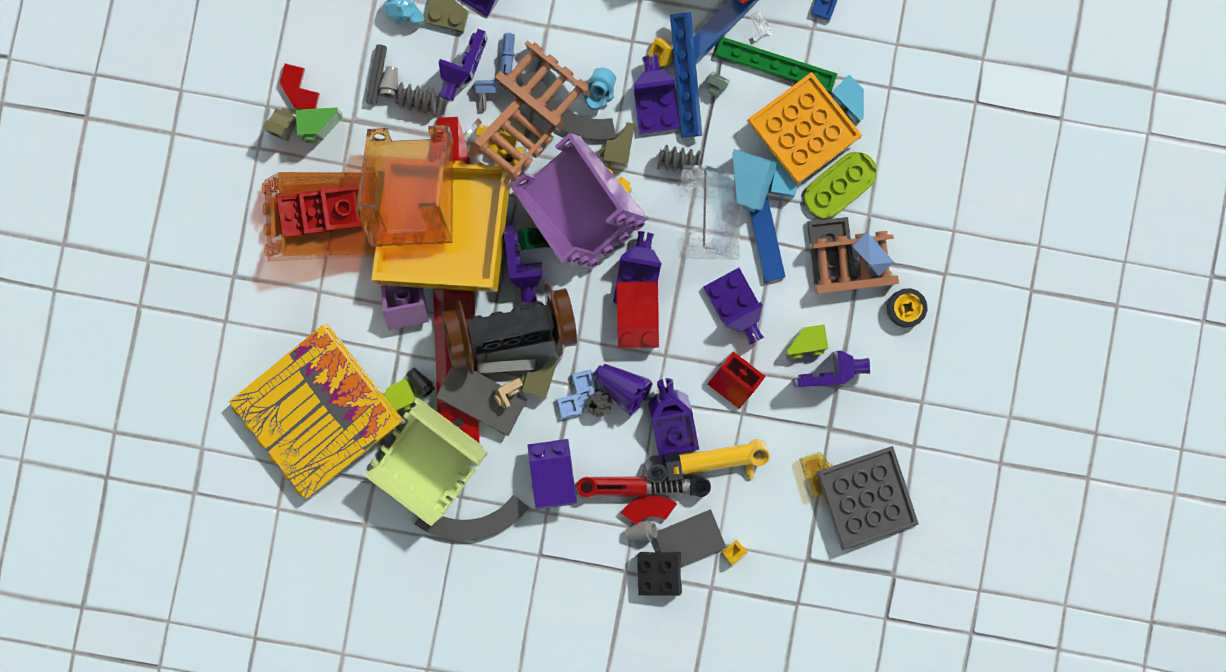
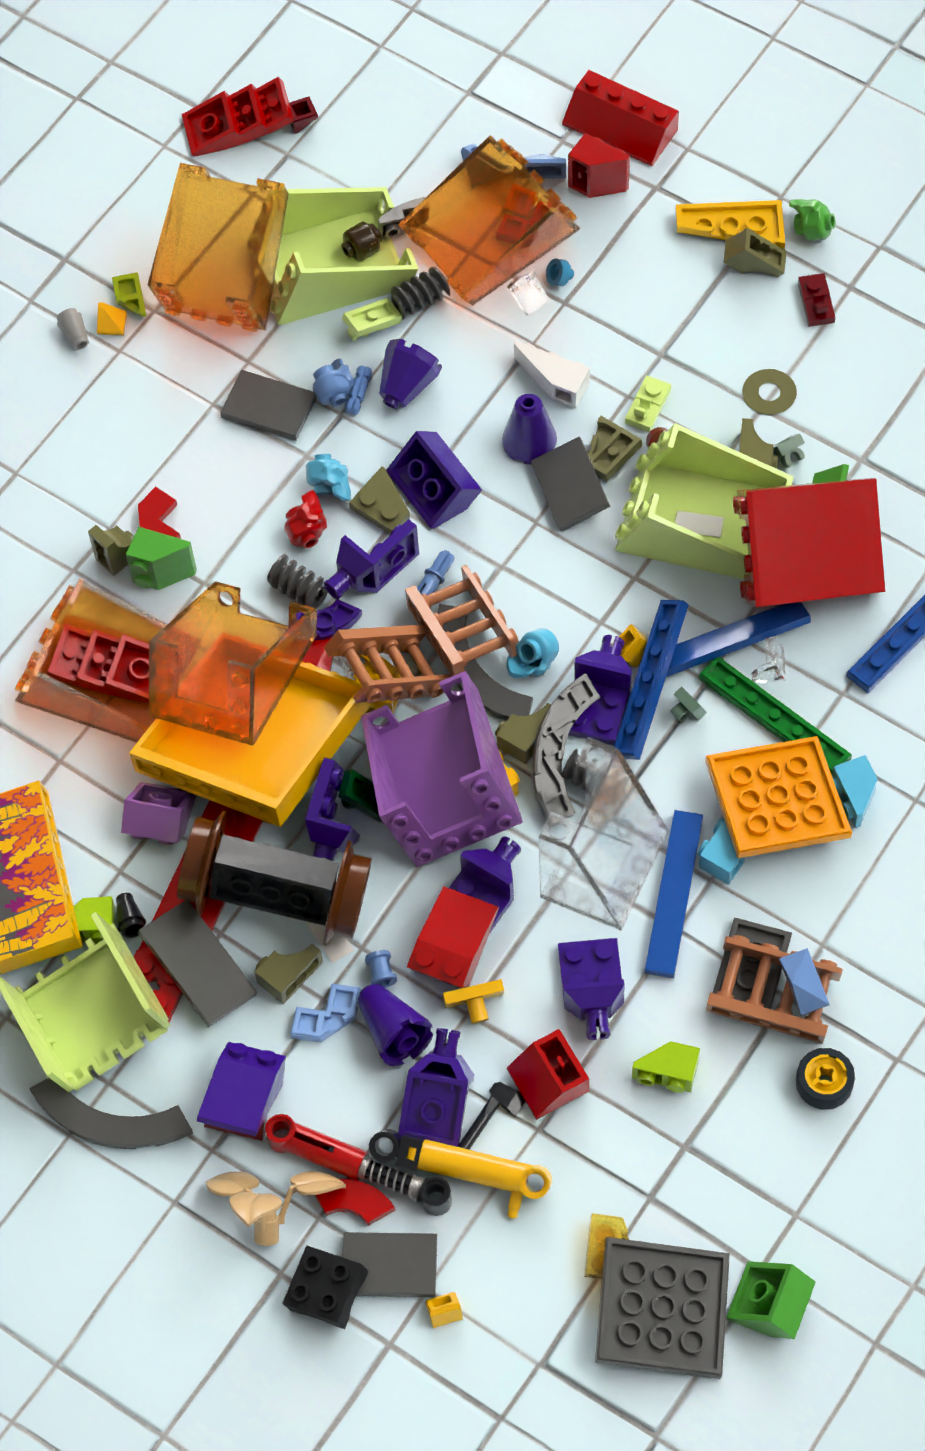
camera: 30 degrees right, 25 degrees down
(376, 74) = (259, 541): dark grey axle -> none
(389, 83) = (270, 552): light grey cone -> none
(402, 50) = (305, 522): none -> red head
(453, 116) = (335, 618): none -> dark purple tile
(484, 87) = (387, 602): medium blue piece -> none
(506, 366) = (249, 938): light grey beam -> none
(510, 389) = (238, 960): tan bracket -> none
(598, 351) = (380, 968): none -> medium blue bush
(599, 404) = (349, 1032): dark grey gear -> none
(605, 552) = (262, 1207): none -> tan plant
(642, 153) = (551, 743): none -> tile
(643, 532) = (328, 1222): light grey cone -> none
(667, 346) = (474, 998): none -> yellow tile
(709, 401) = (500, 1095): none -> black piece
(752, 179) = (681, 830): medium azure slope -> none
(840, 185) = (798, 891): lime tile -> none
(844, 370) = (679, 1124): dark purple plate -> none
(929, 465) = (771, 1299): none -> bright green slope

